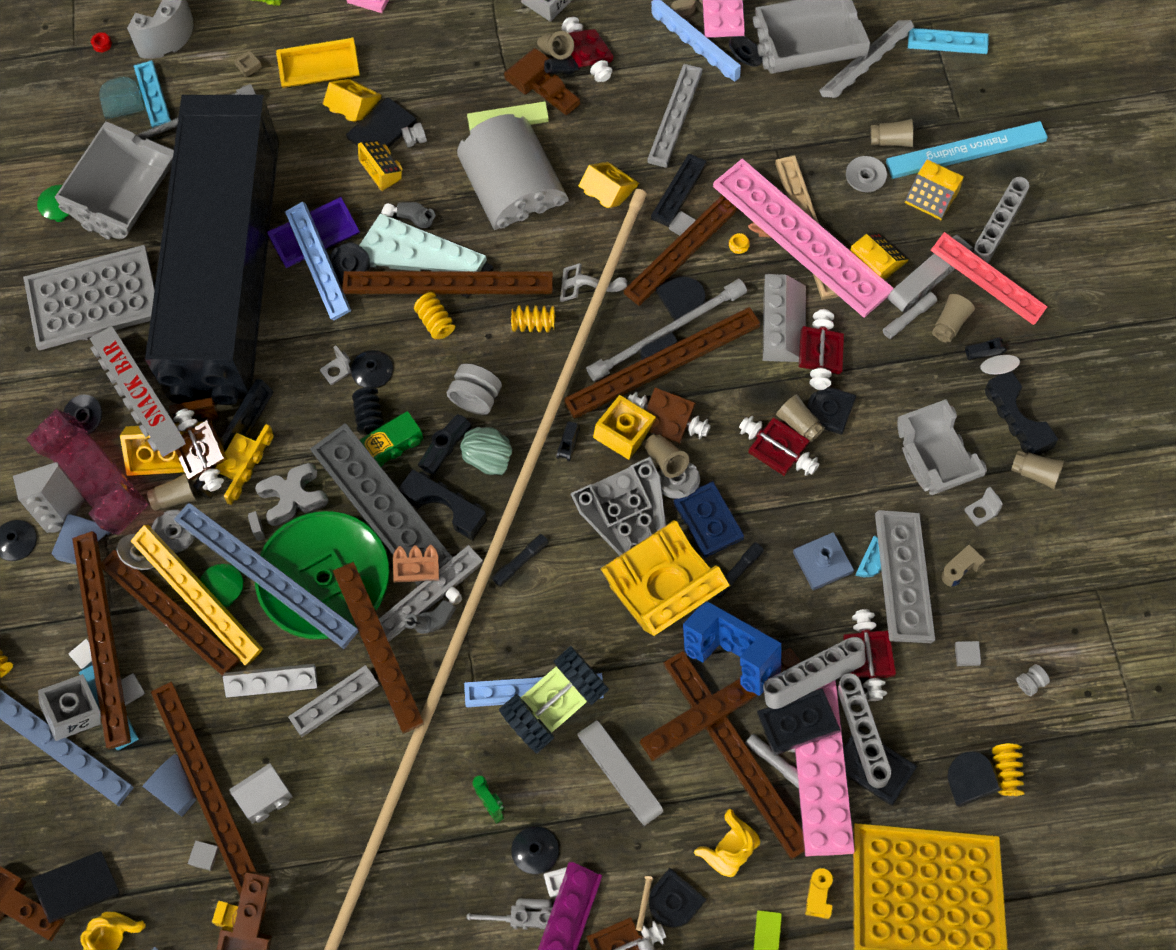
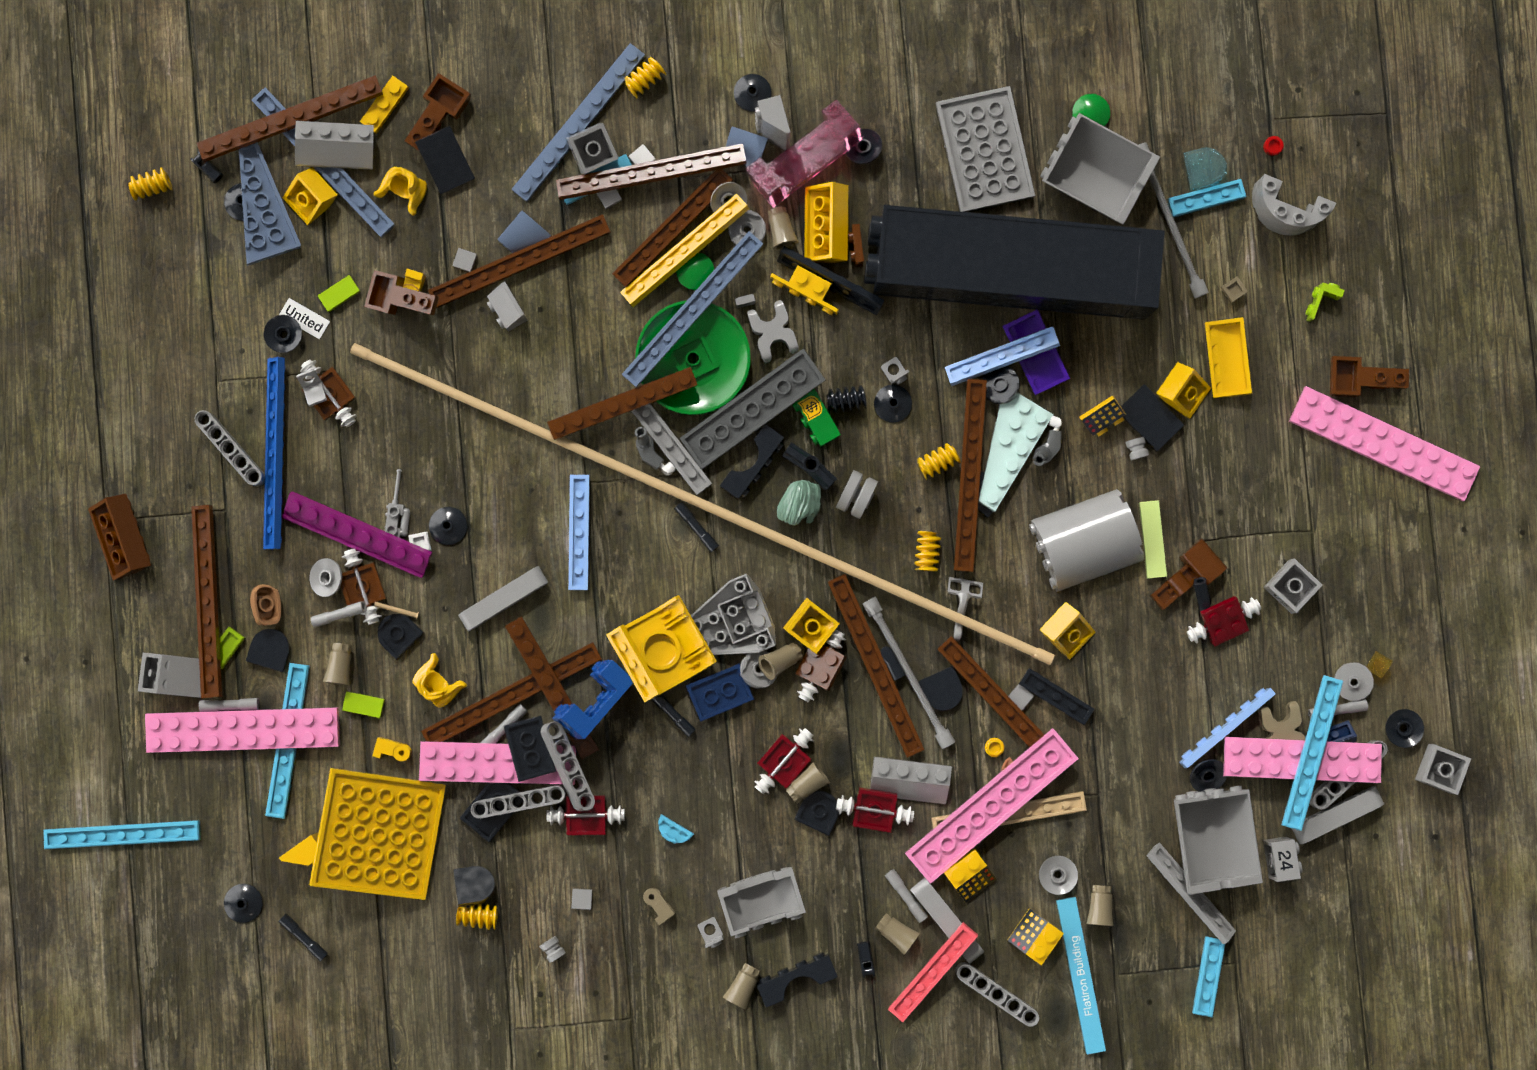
camera: 85 degrees right, 20 degrees up
(137, 392) = (877, 194): light grey brick -> none
(201, 450) = (812, 251): plate -> none
(270, 680) = (605, 313): plate -> none
(333, 701) = (583, 365): light grey plate -> none
(416, 566) = (692, 437): nougat plate -> none
(490, 802) = (483, 491): green plate -> none
(553, 699) = (561, 547): plate -> none
(556, 44) = (1223, 590): dark tan plant -> none
(569, 439) = (808, 576): black bar -> none
(675, 115) = (1143, 700): light grey tile -> none
(823, 561) = (674, 787): sand blue tile -> none
(904, 577) = (652, 854): light grey plate -> none
(1000, 364) = (847, 969): white sticker -> none

